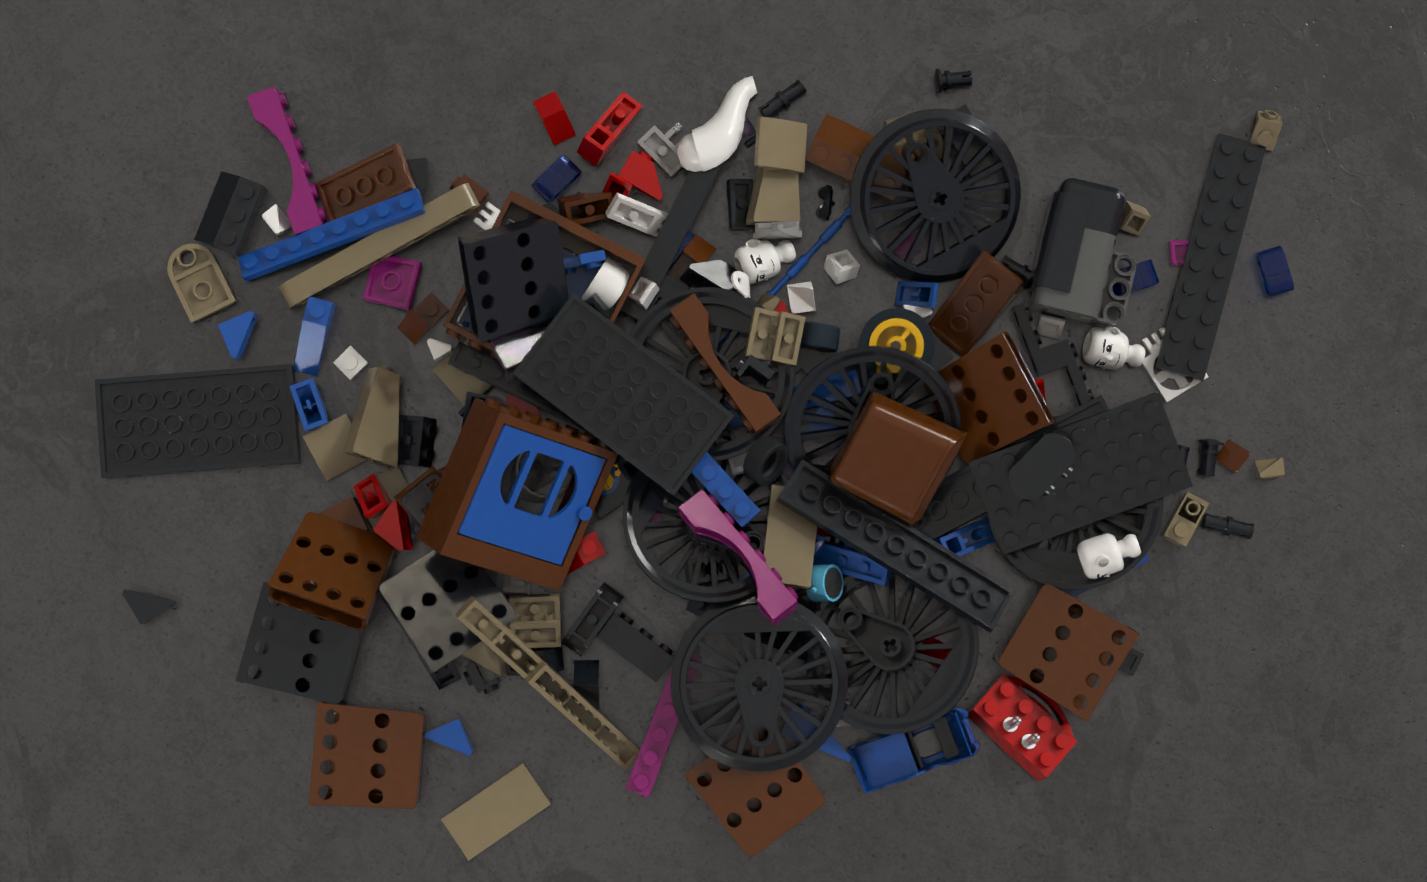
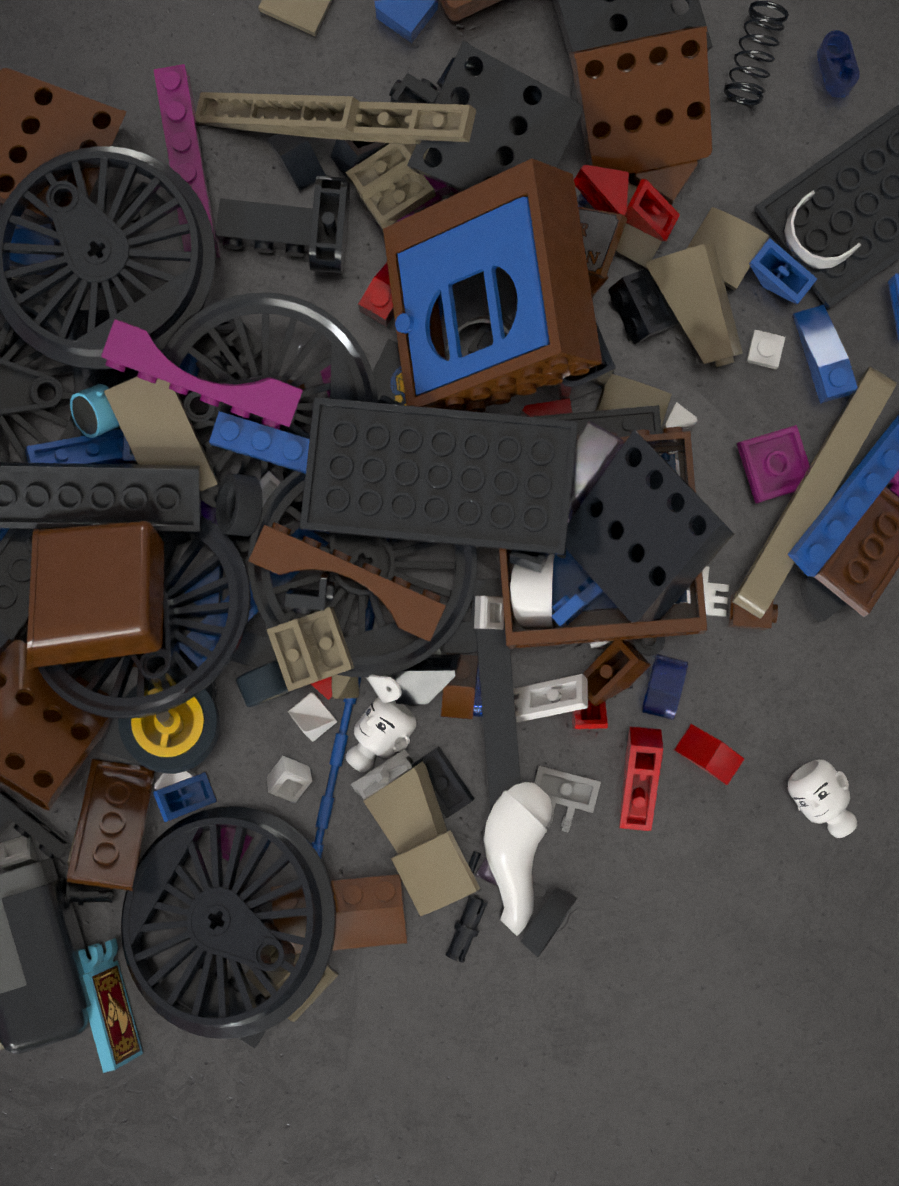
camera: 150 degrees right, 0 degrees up
(177, 518) = (830, 64): none -> clear blue beam
(256, 542) = (749, 87): none -> black piece
(289, 426) = (804, 255): none -> white piece
(422, 318) = (717, 444): reddish brown slope -> none
(497, 45) = (823, 796): none -> white piece
(643, 175) = (572, 747): red slope -> none
(726, 71) = (548, 921): none -> black tyre
(826, 194) = (354, 851): black piece -> none
(951, 79) = (292, 1065): black pin -> none
(1046, 182) = (110, 1008): none -> tile

